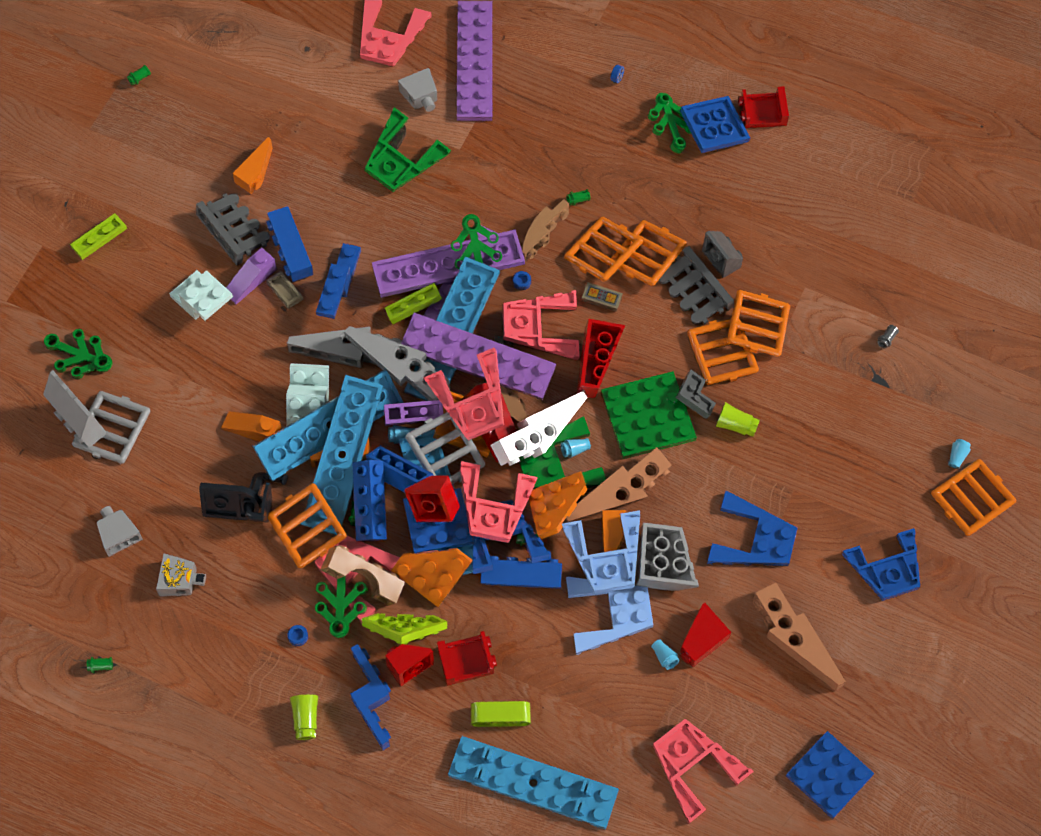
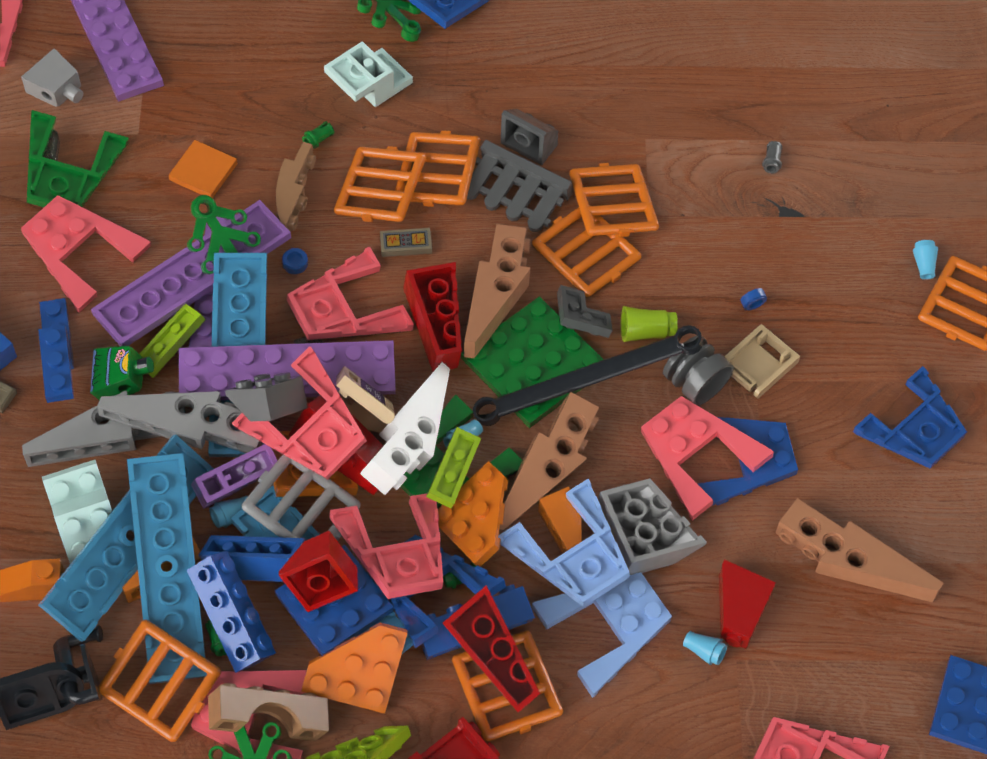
camera: 25 degrees left, 5 degrees down
(370, 312) = (118, 371): none -> green torso
(380, 198) = (62, 229): none -> coral wing
(453, 370) = (268, 397): none -> dark grey slope
(490, 191) = (203, 169): none -> orange tile
(500, 611) = (480, 709): none -> orange bar
(518, 394) = (365, 395): none -> tan container
(521, 594) = (489, 643): none -> red wedge
(555, 466) = (453, 467): none -> lime plate
(631, 167) = (368, 74): none -> light aqua bracket
(635, 361) = (497, 286): none -> nougat brick
(671, 440) = (588, 375): none -> black piece
(721, 505) = (683, 431): none -> coral wing
(753, 467) = (699, 373): none -> dark grey wheel
(798, 480) = (756, 366): none -> tan container
(820, 433) = (753, 299): none -> blue tile

